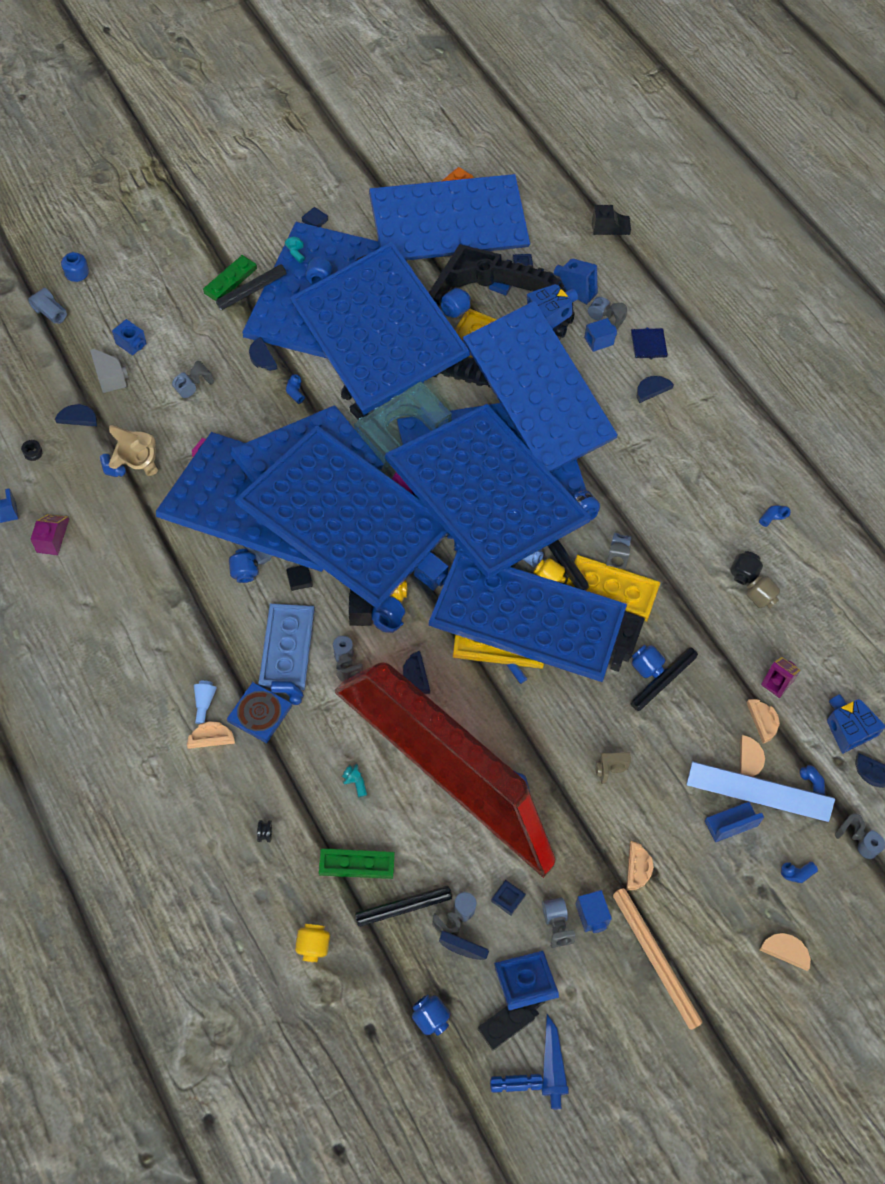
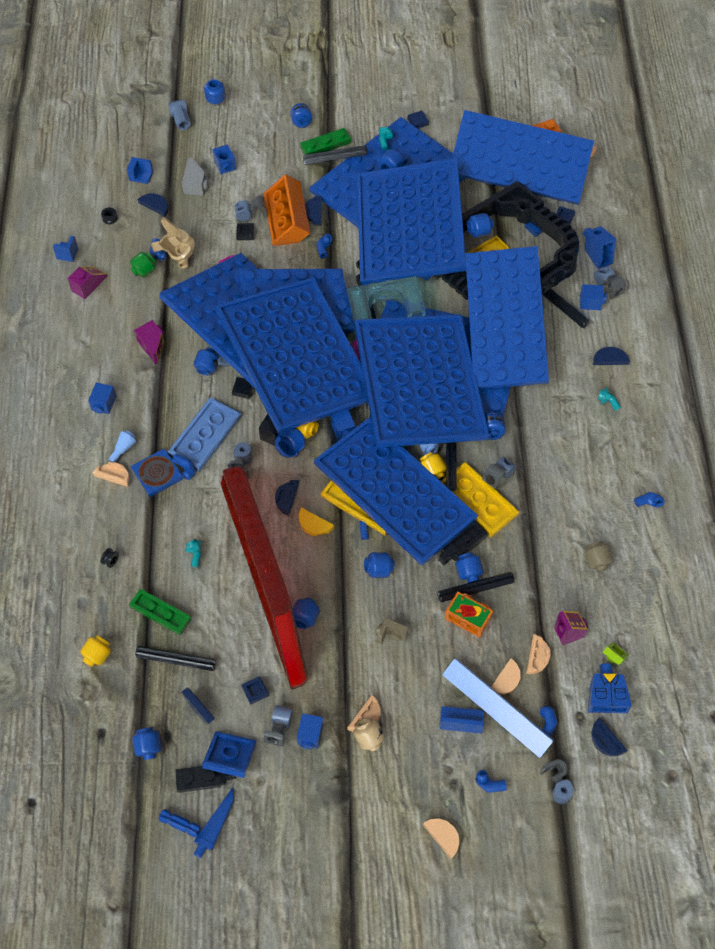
camera: 30 degrees right, 0 degrees up
(39, 385) = (140, 170): none -> blue panel
(105, 488) = (142, 264): none -> green head
(149, 657) = (102, 398): none -> blue brick
(164, 568) = (150, 339): none -> magenta slope
(187, 258) = (301, 115): none -> blue head
(198, 407) = (245, 231): none -> black tile
(234, 368) = (286, 211): none -> orange slope
(462, 690) = (313, 524): none -> yellow tile
(463, 910) = (217, 682): leg -> none
(554, 303) = (554, 256): blue torso -> none
(557, 701) = (378, 565): none -> blue head
(588, 357) = (567, 308): none -> black axle
(609, 222) = (658, 209): black arch -> none
(649, 343) = (631, 320): clear blue piece -> none
(655, 884) = (368, 734): none -> tan head
(657, 959) = (338, 790): light nougat axle -> none
(671, 429) = (605, 396): none -> teal plate
(676, 710) = (469, 614): none -> brick
(746, 567) = (596, 530): black head -> none
(836, 682) = (615, 654): none -> lime plate

